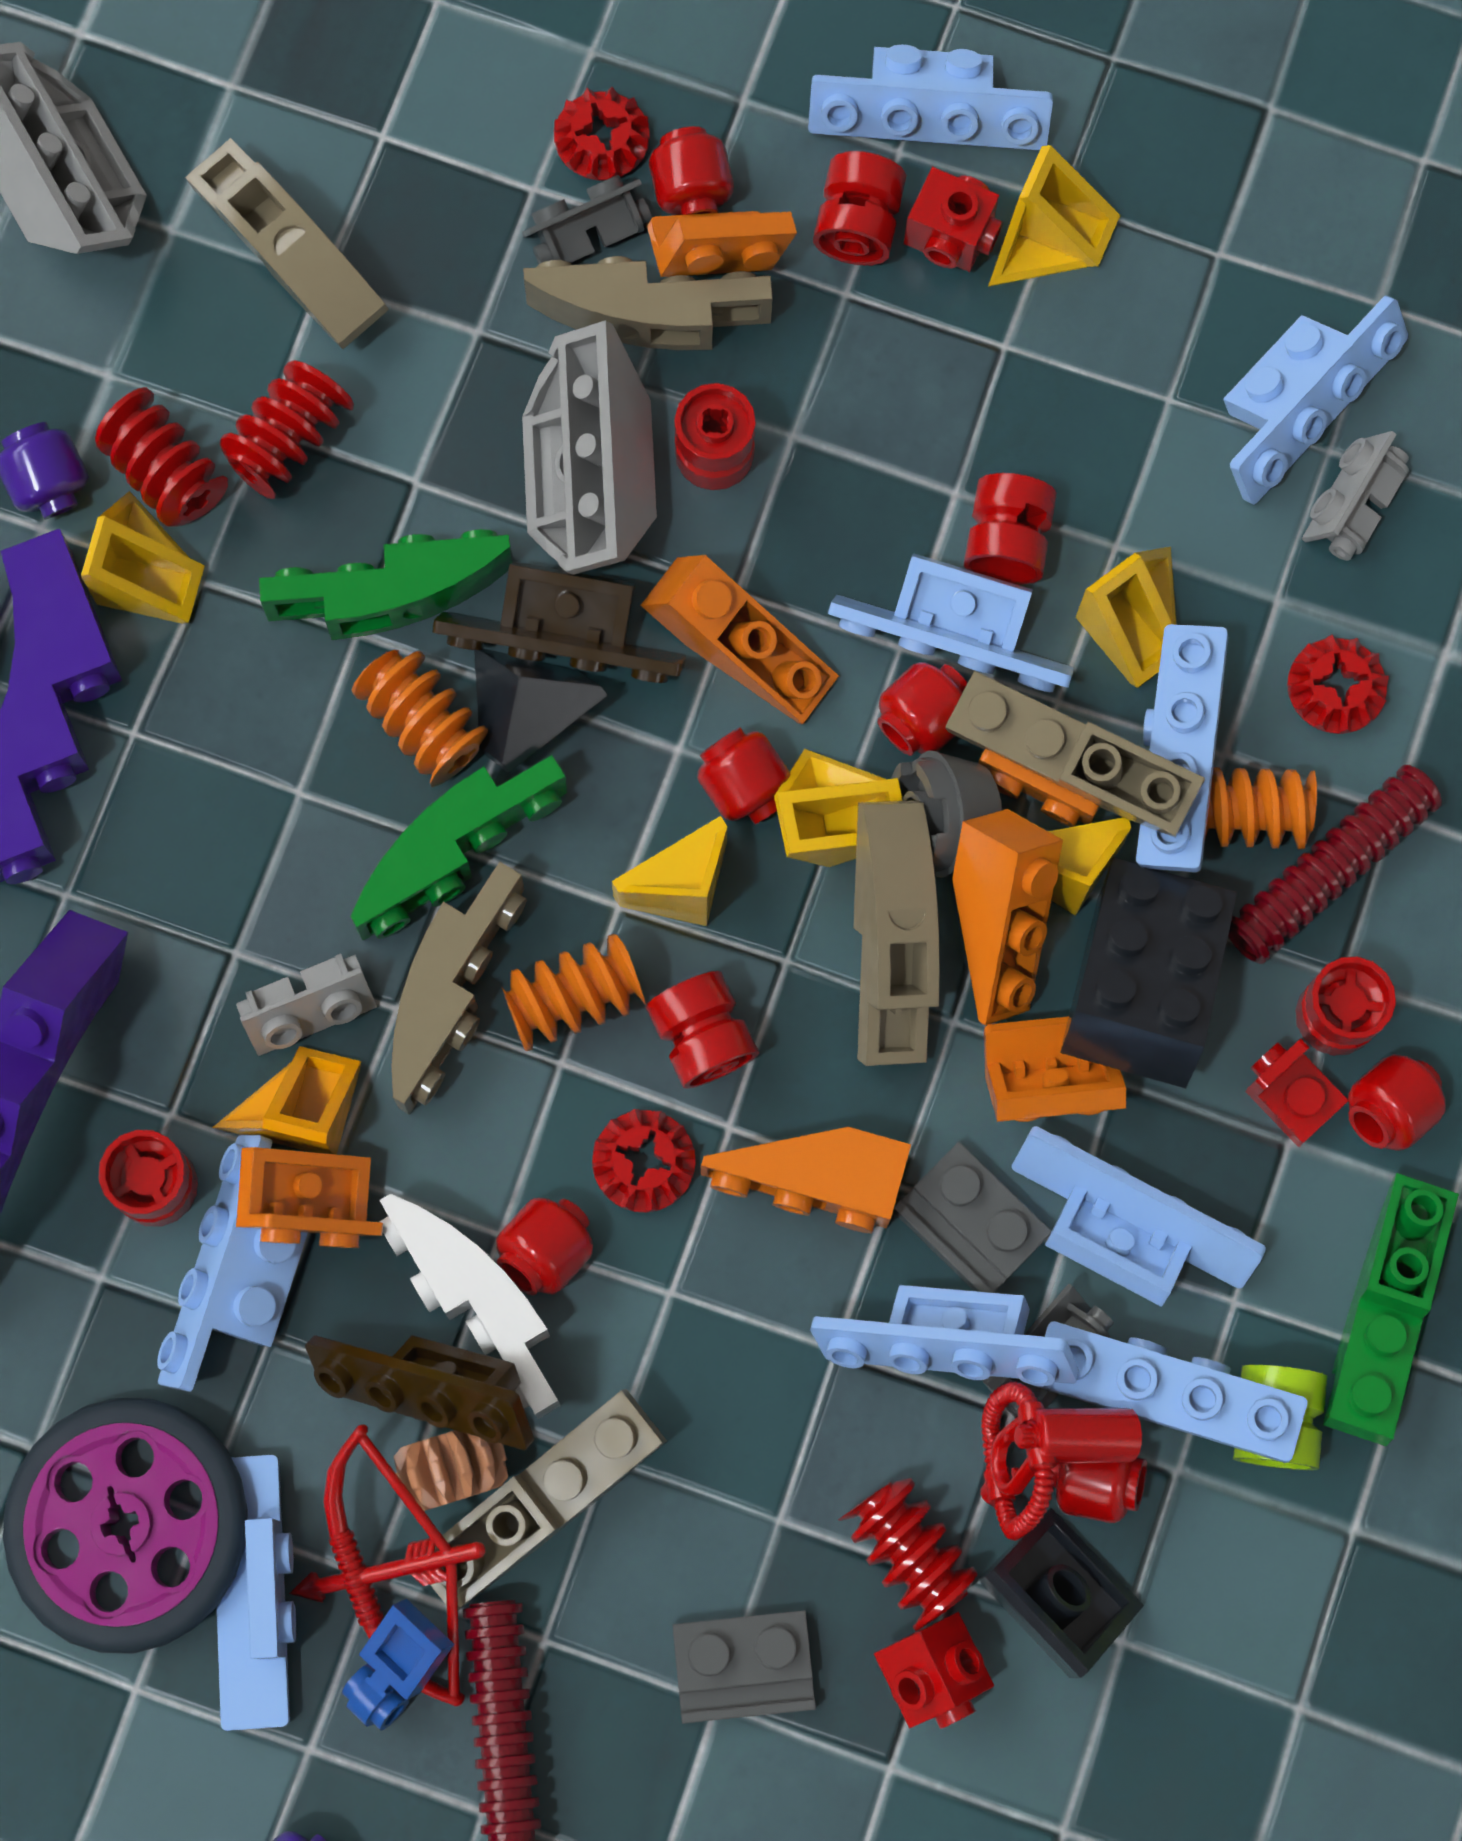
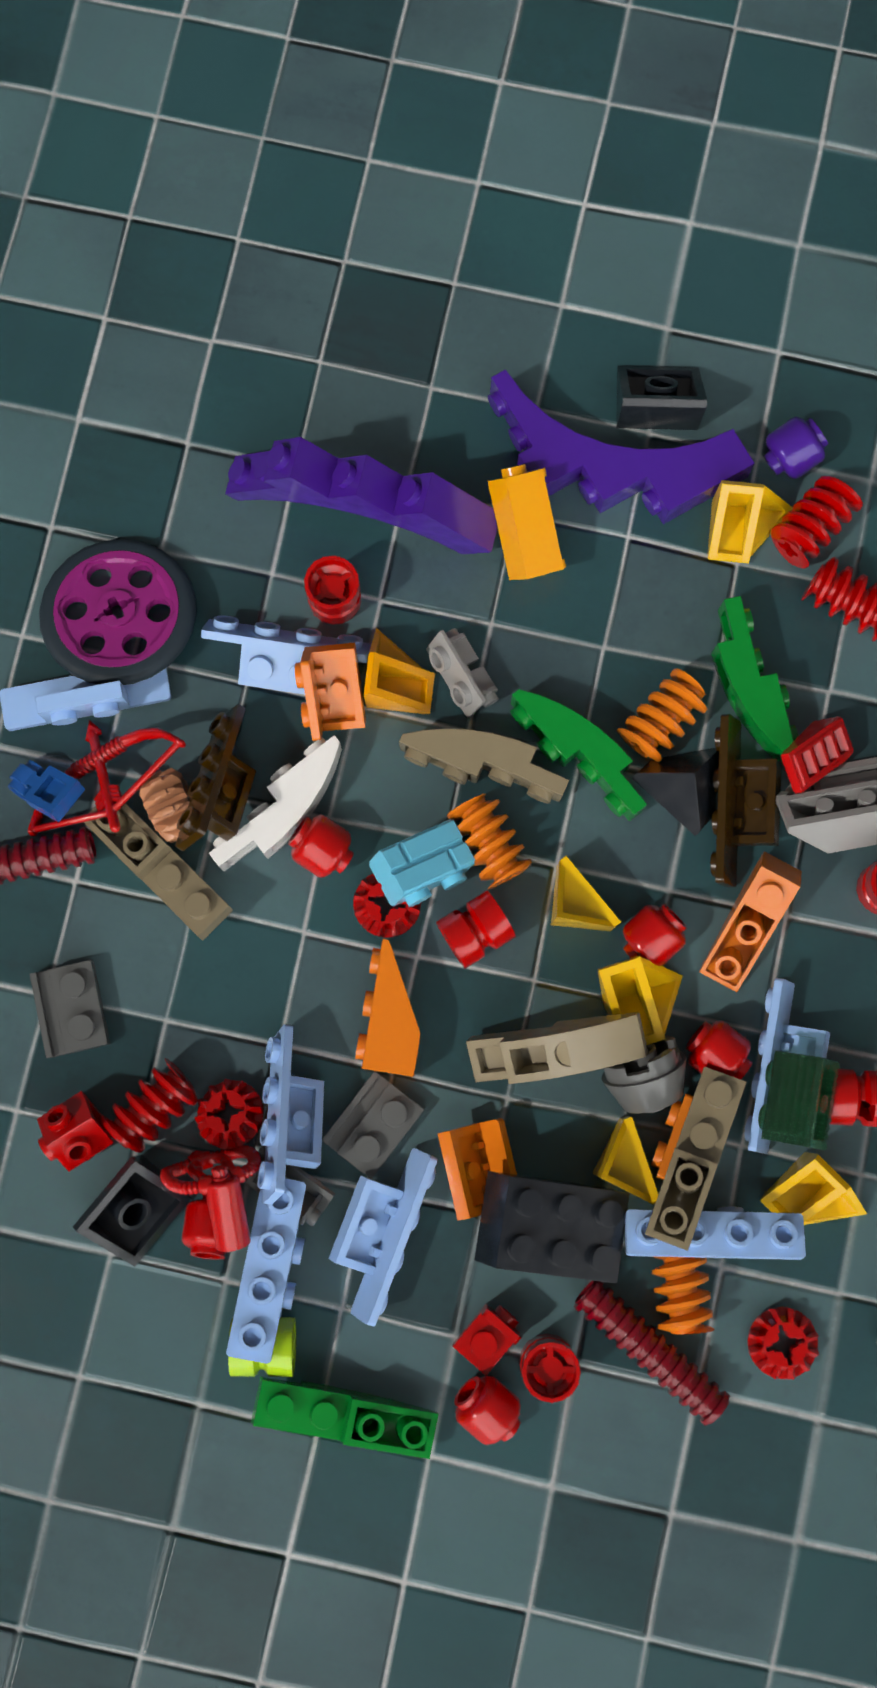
camera: 85 degrees right, 5 degrees up
(94, 872) = (525, 523): none -> light orange brick
(509, 506) = (816, 752): none -> red slope
(594, 1094) = (422, 863): none -> medium azure brick
(954, 1412) = (241, 1126): none -> red gear
(1003, 904) = (587, 1120): orange slope -> none
(1007, 604) = (799, 1100): none -> clear green brick

